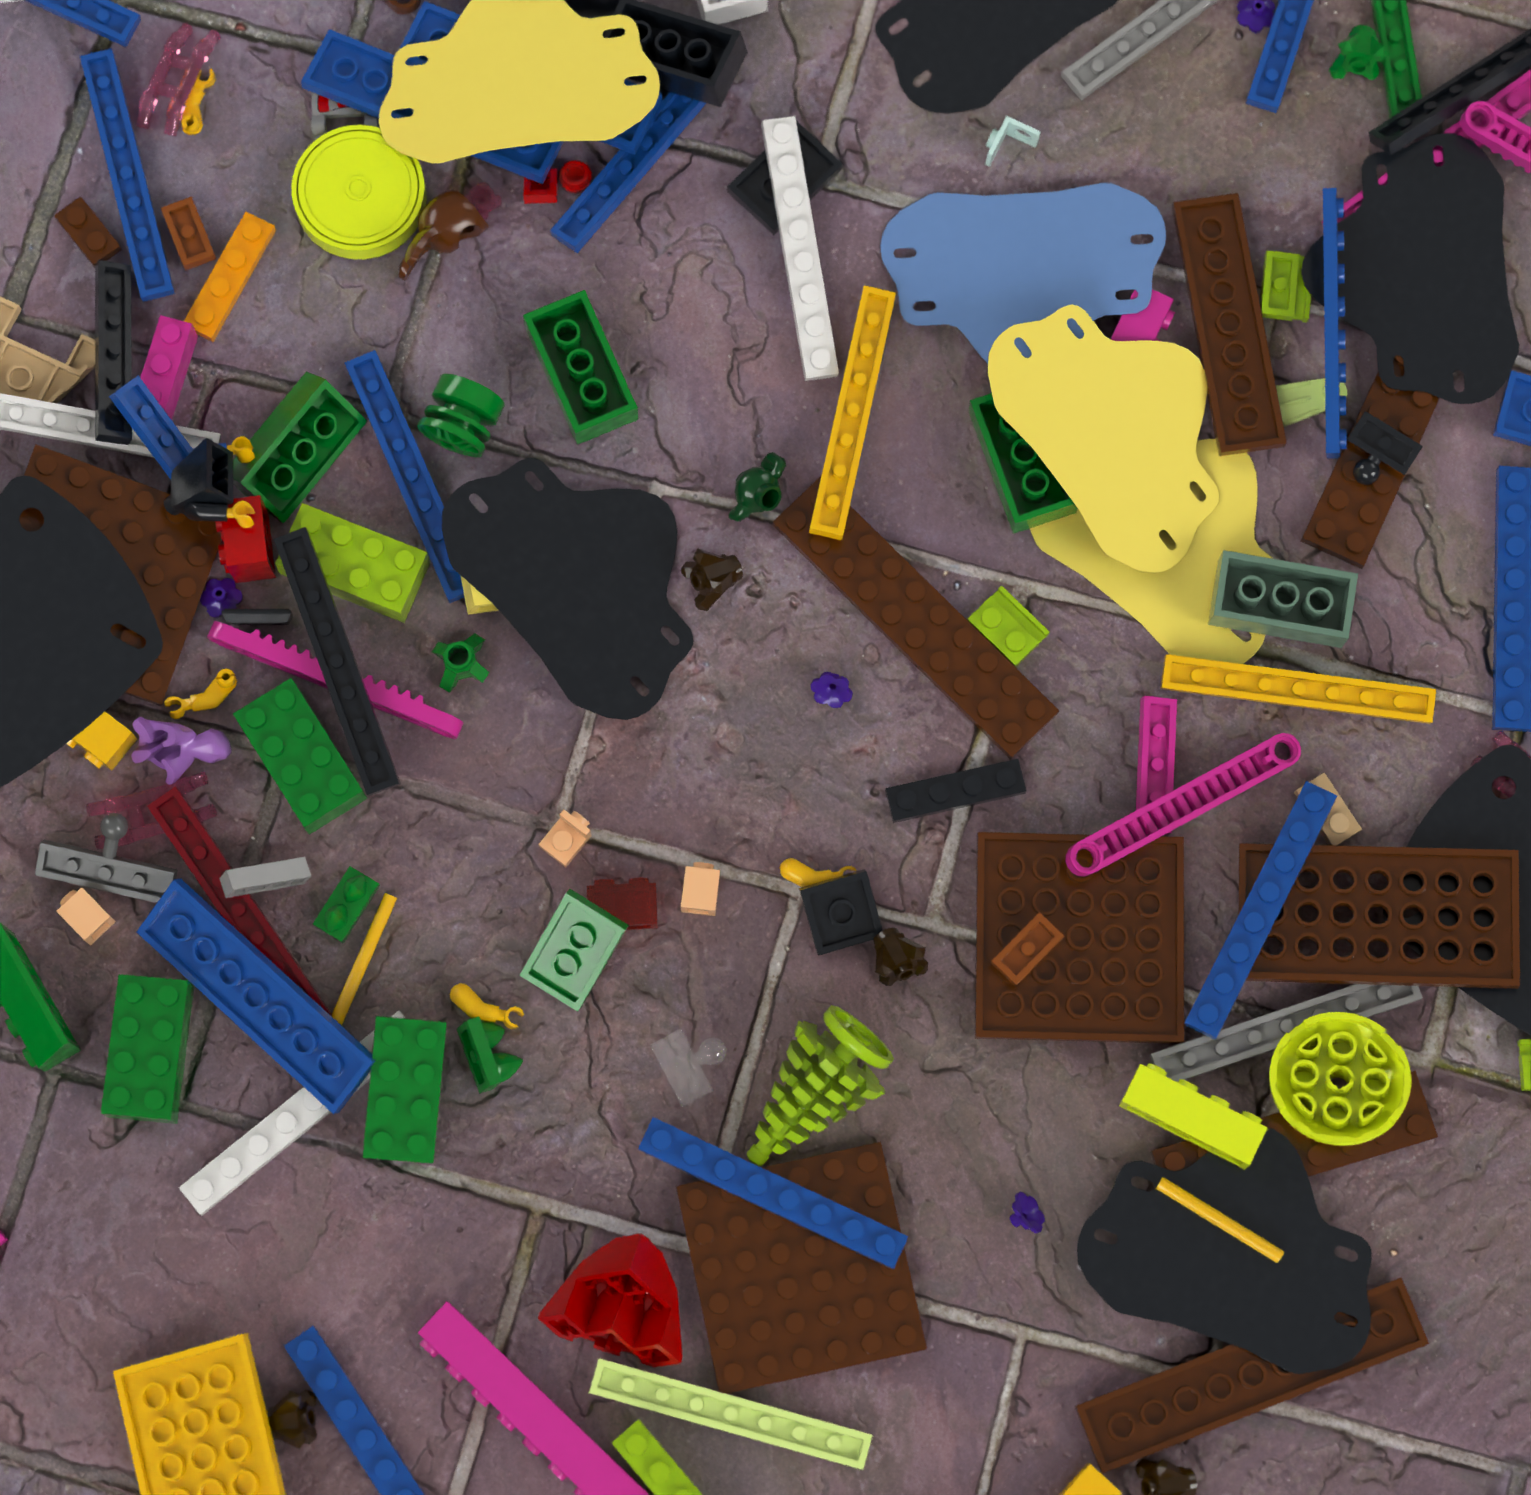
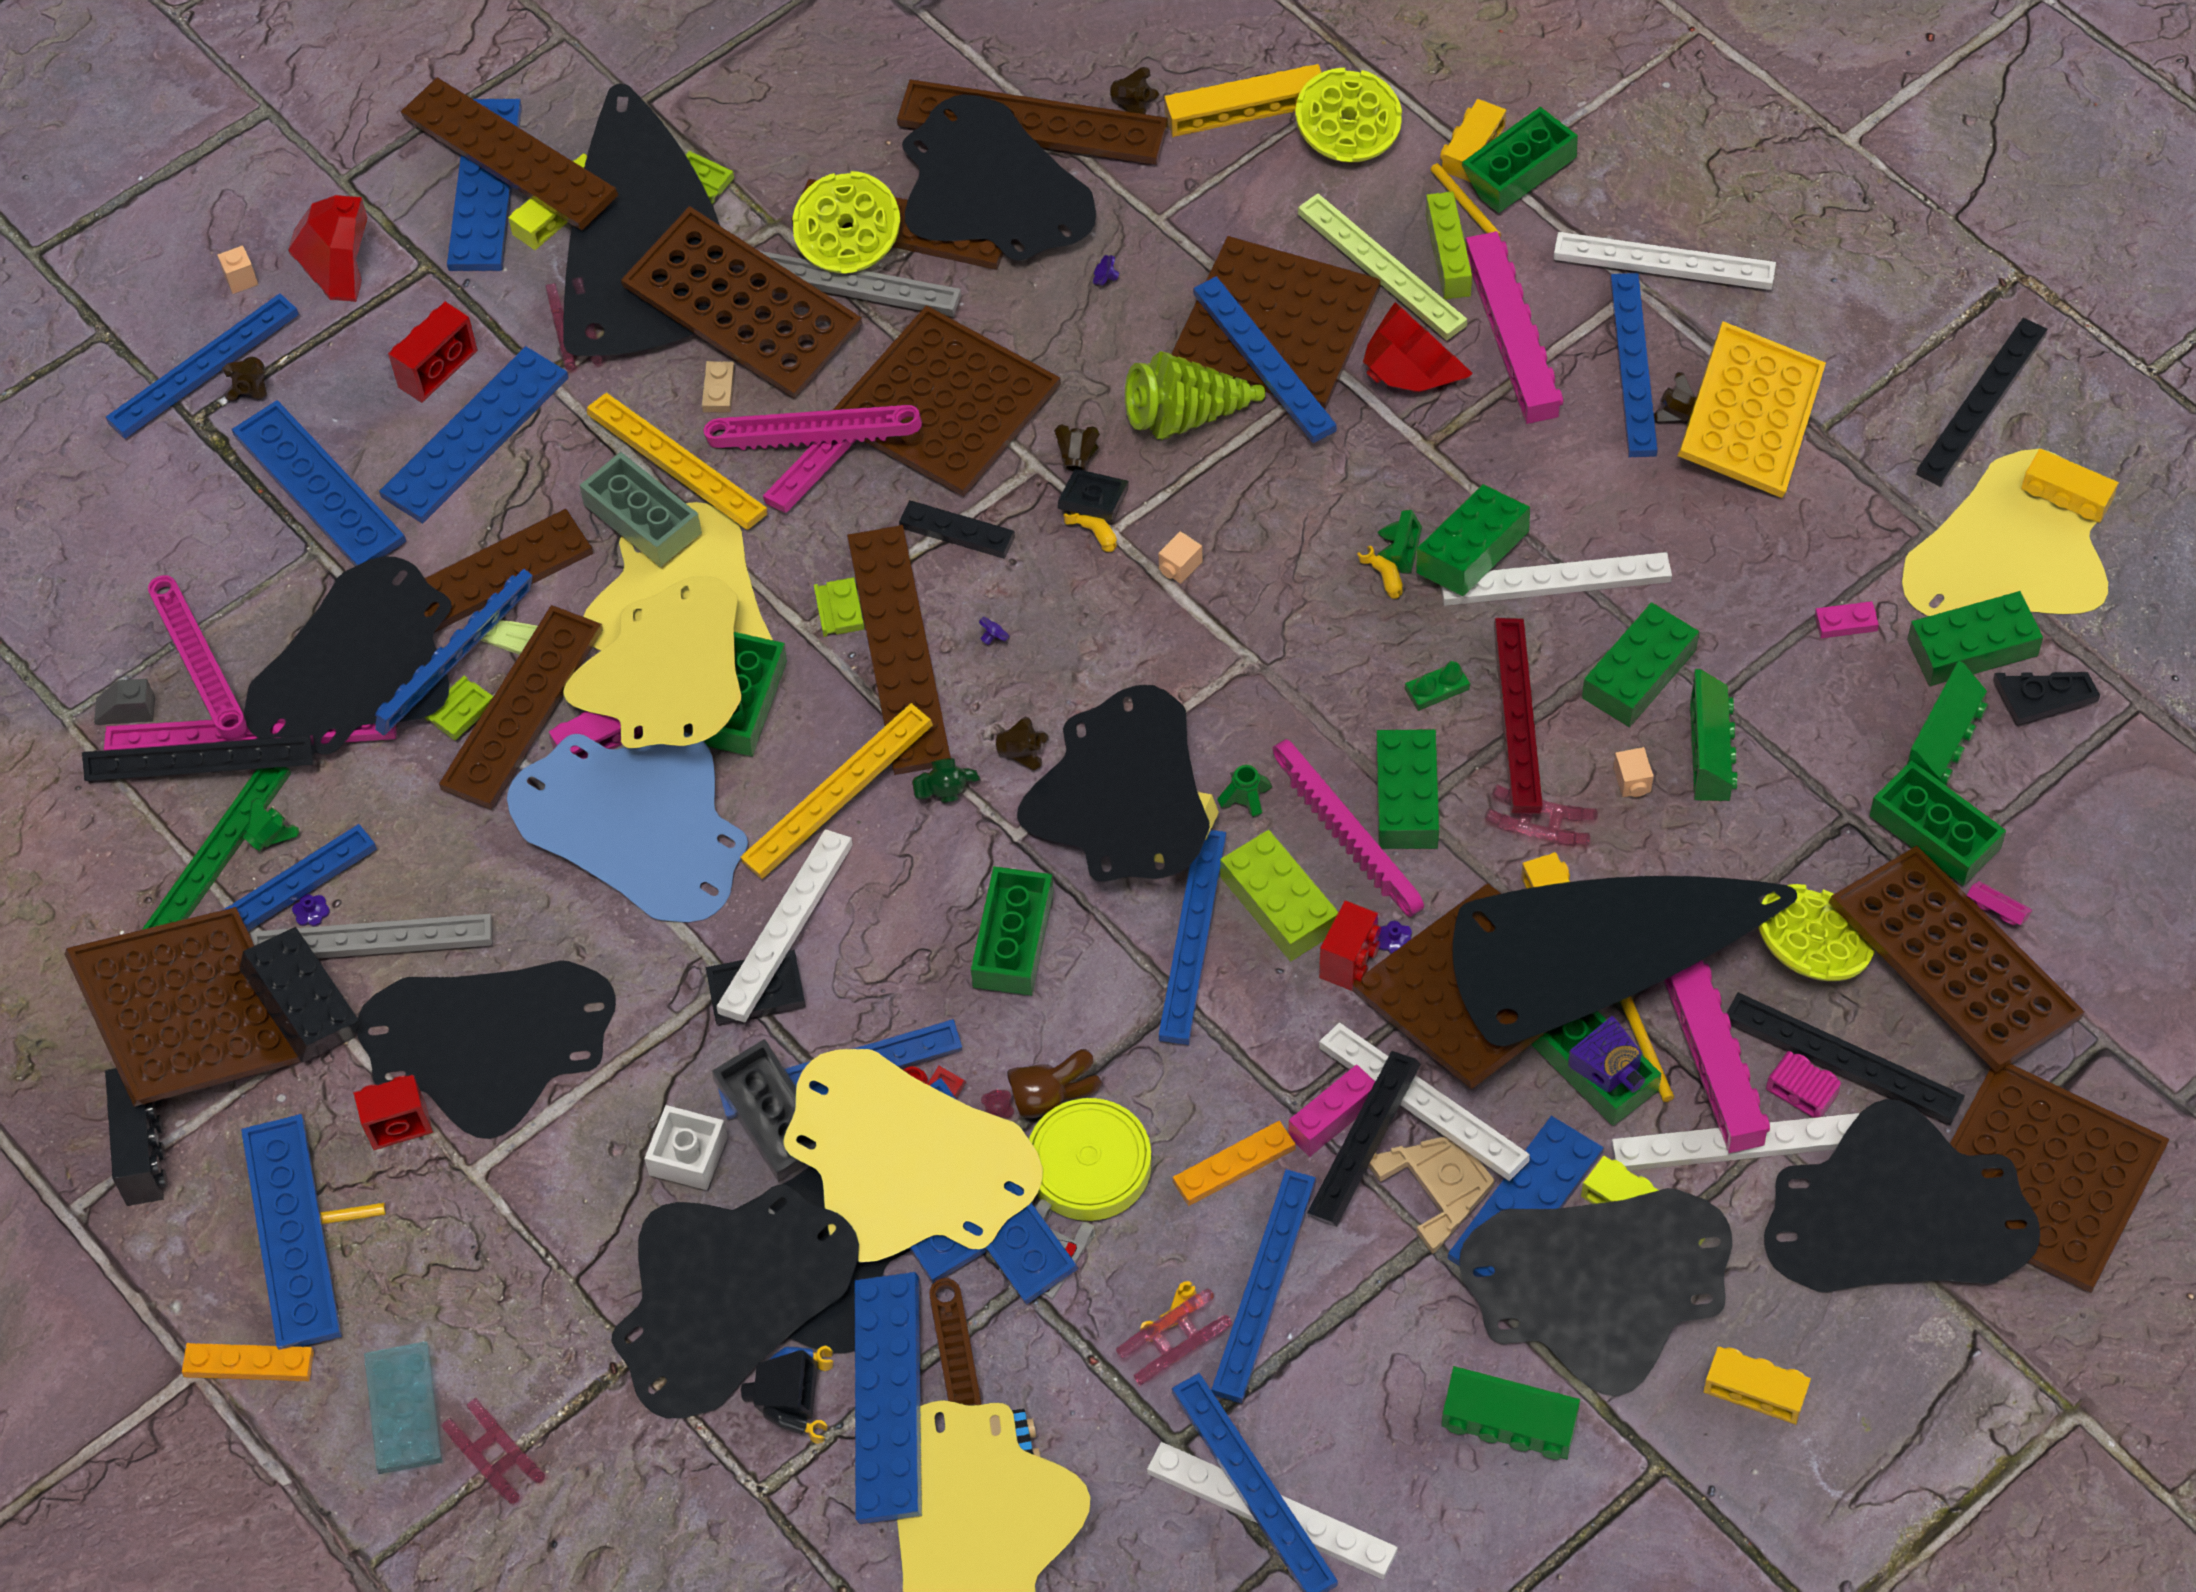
camera: 140 degrees left, 20 degrees down
(87, 232) = (1325, 1261): reddish brown plate -> none
(105, 869) = (1597, 792): dark grey plate -> none
(151, 424) = (1367, 1041): blue plate -> none
(177, 746) = (1493, 843): medium lavender animal -> none
(188, 233) = (1245, 1209): dark orange plate -> none
(205, 483) = (1356, 978): black torso -> none
(211, 698) = (1445, 870): yellow arm -> none
(257, 616) = (1375, 899): black tile -> none
(257, 996) = (1541, 649): blue plate -> none
(265, 877) = (1485, 719): light grey piece -> none
(297, 445) = (1269, 1004): green slope -> none
(337, 661) = (1337, 818): black plate -> none
(363, 958) = (1447, 647): yellow bar -> none
(461, 414) = (1127, 941): green wheel -> none
(566, 837) = (1250, 643): light nougat bracket -> none
(574, 950) = (1295, 559): plate -> none
(630, 902) = (1242, 576): clear red brick -> none
(684, 1066) = (1269, 467): clear plate -> none
(1010, 128) = (576, 920): light aqua bracket -> none
(1027, 949) = (986, 399): dark orange plate -> none
(1193, 1116) = (956, 254): neon yellow brick -> none
(1220, 1220) = (985, 198): yellow bar -> none
(1260, 910) = (813, 343): blue plate -> none
(1383, 445) = (490, 561): black plate -> none

